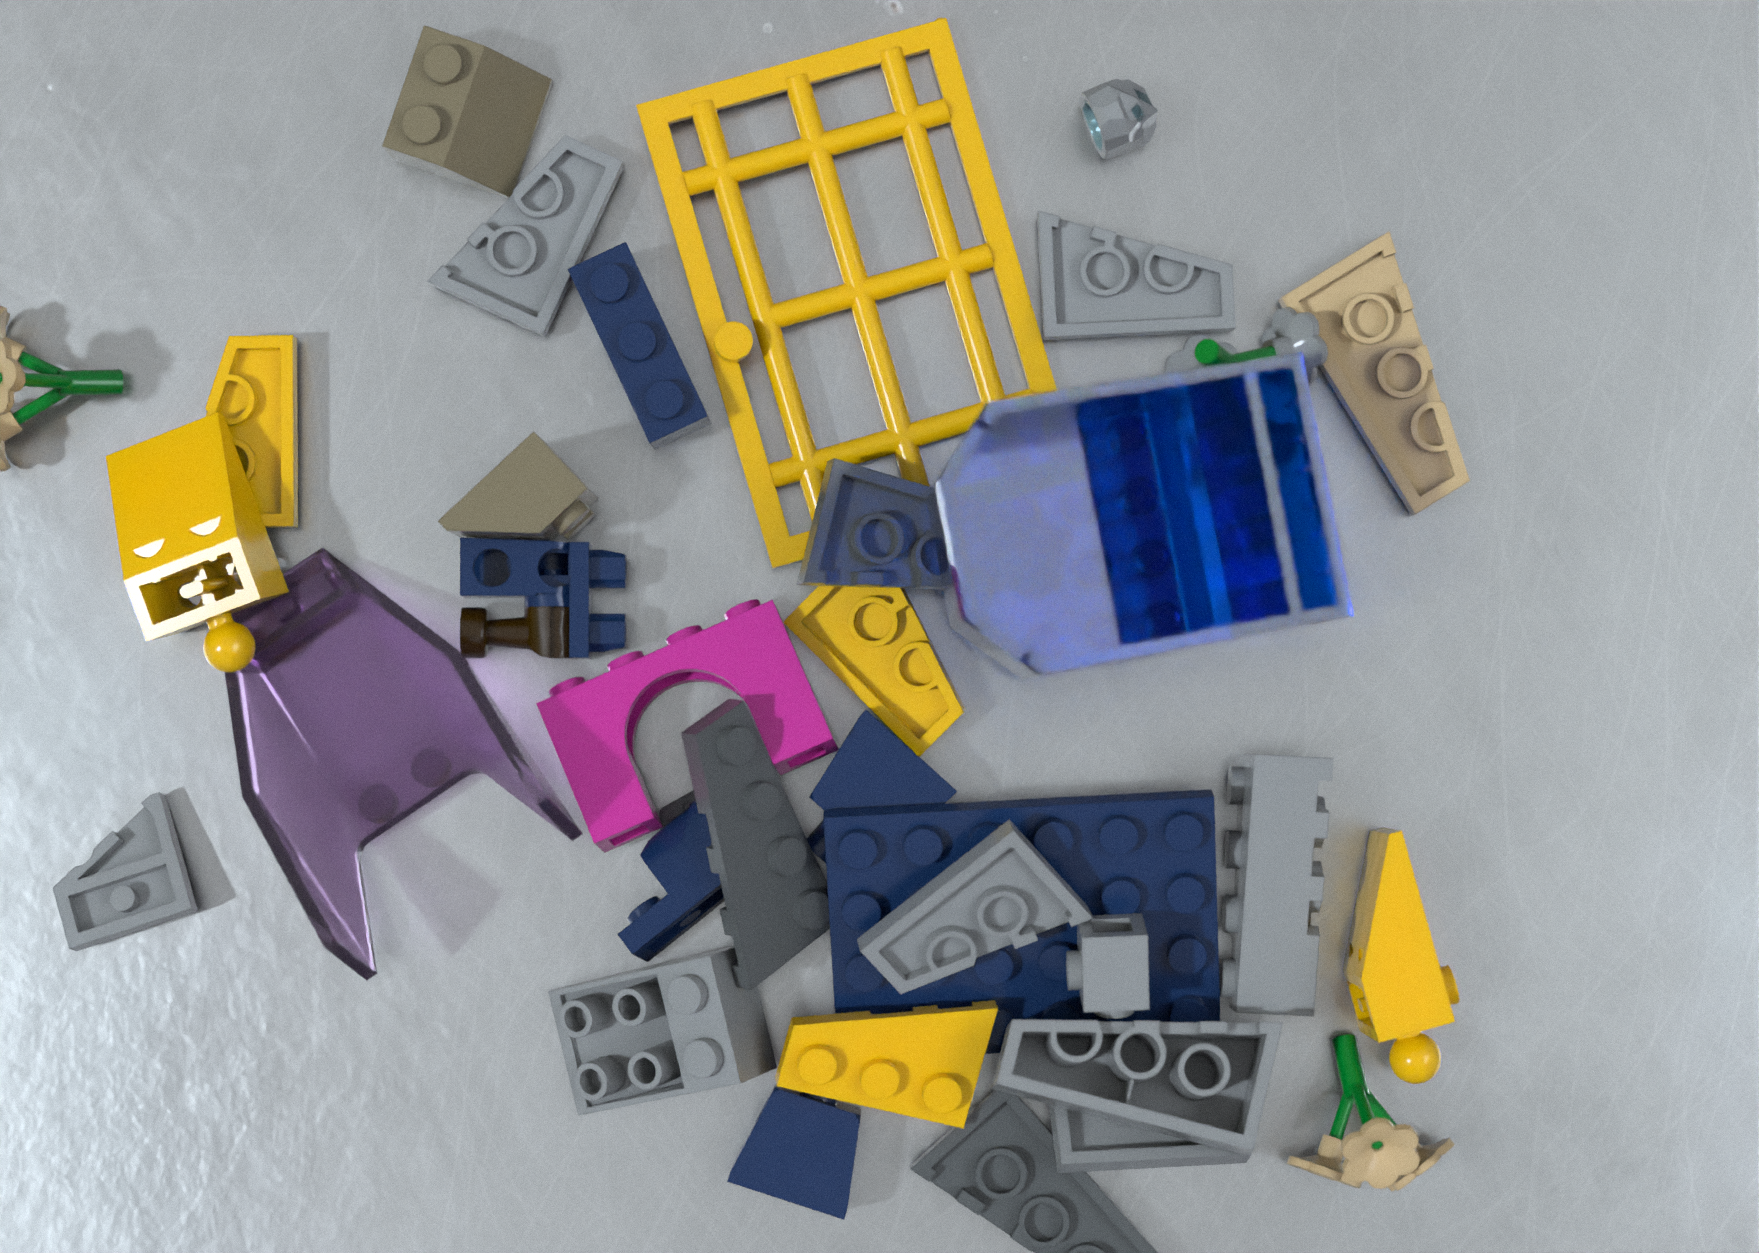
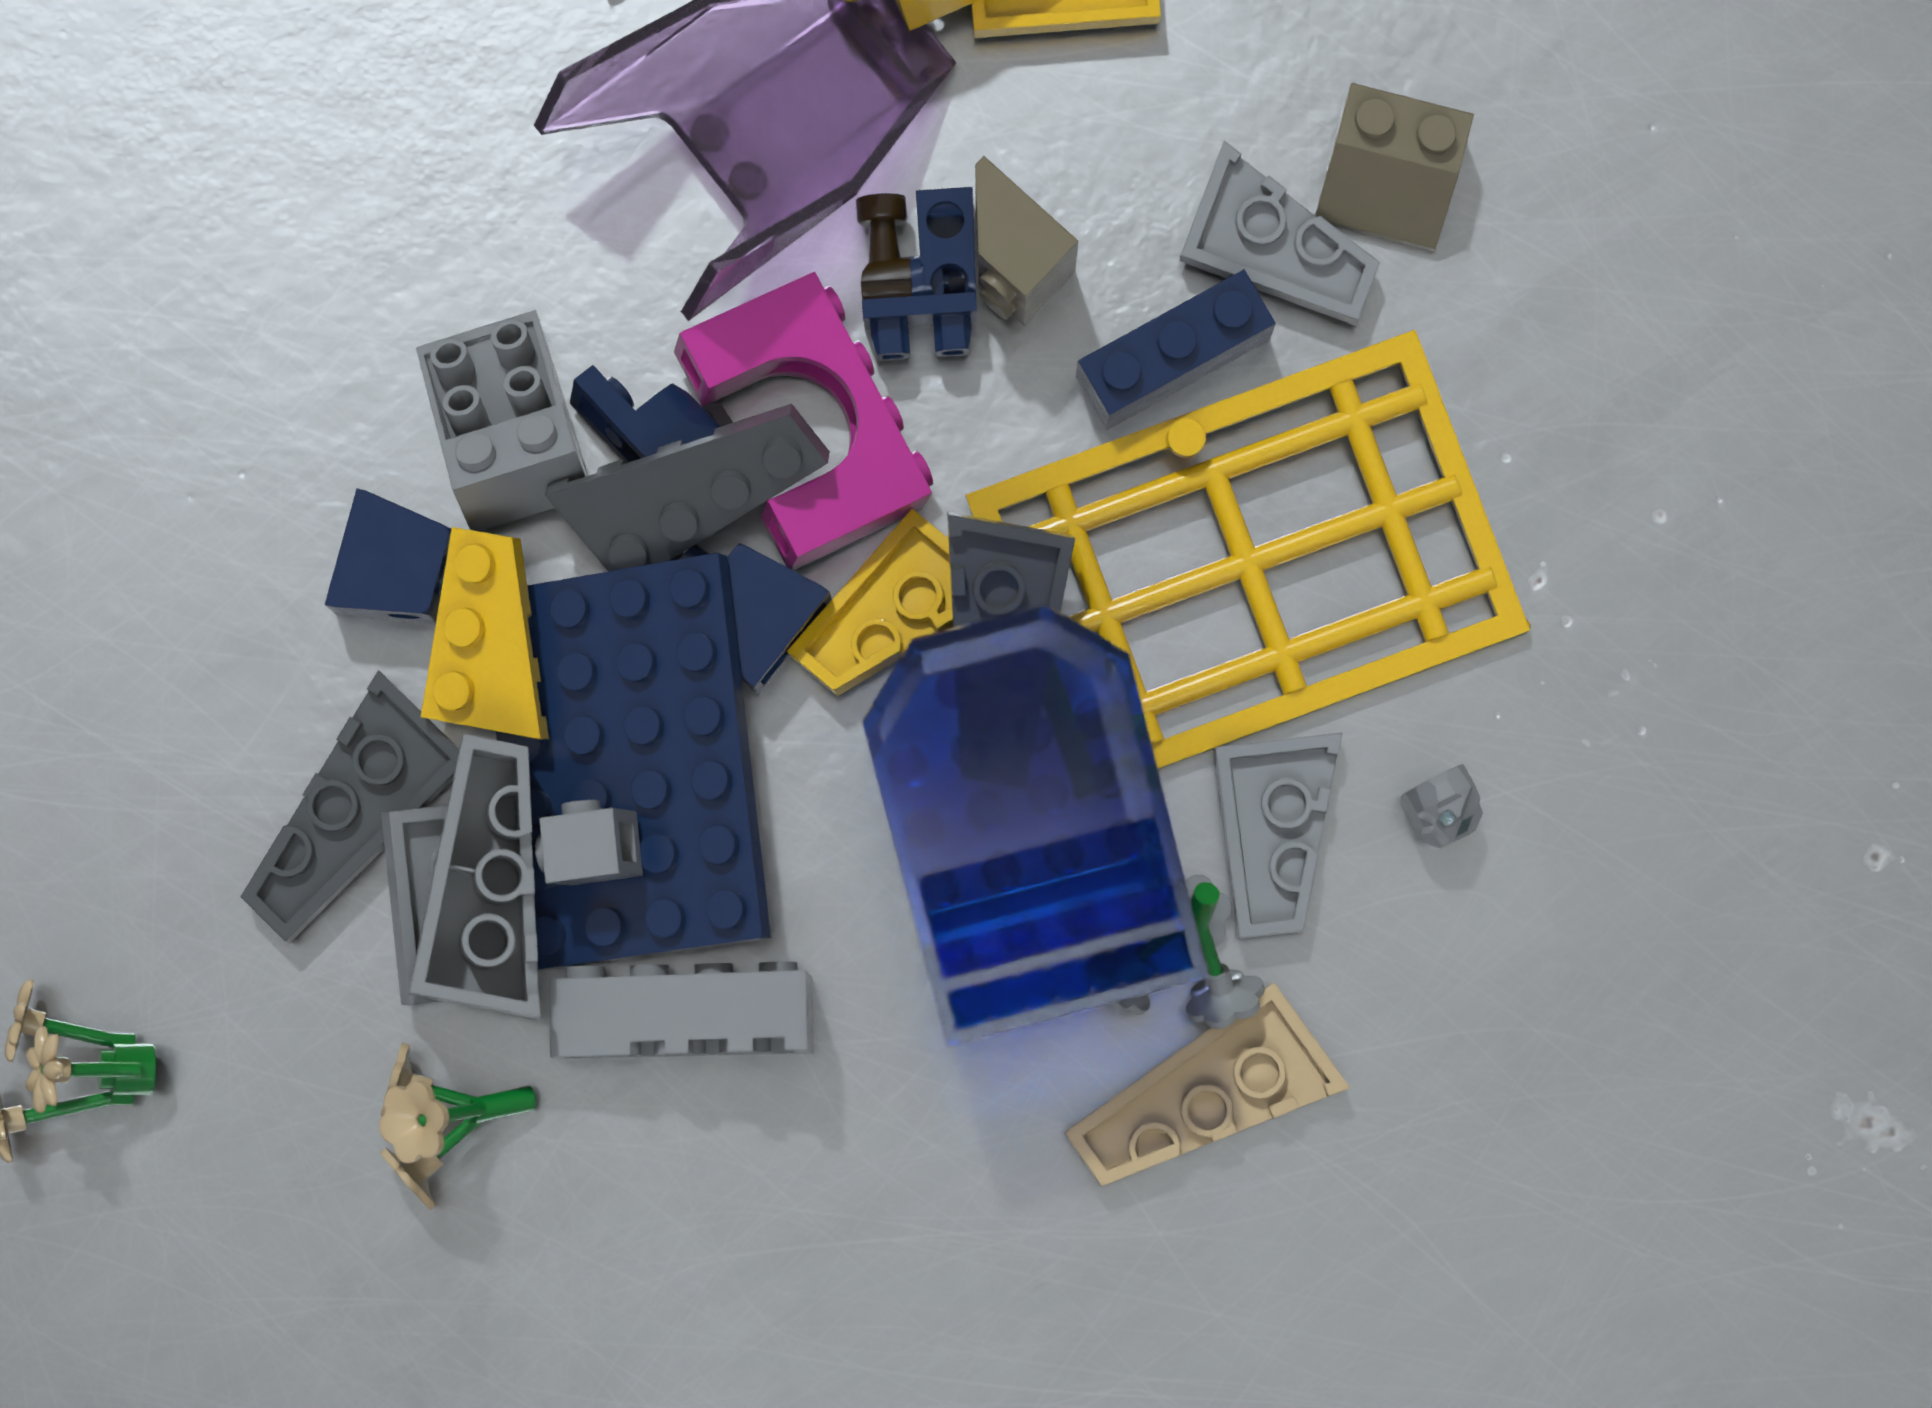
camera: 90 degrees right, 5 degrees down
(977, 905) = (639, 707): light grey wing -> none
(1393, 961) = (600, 1133): yellow slope -> none

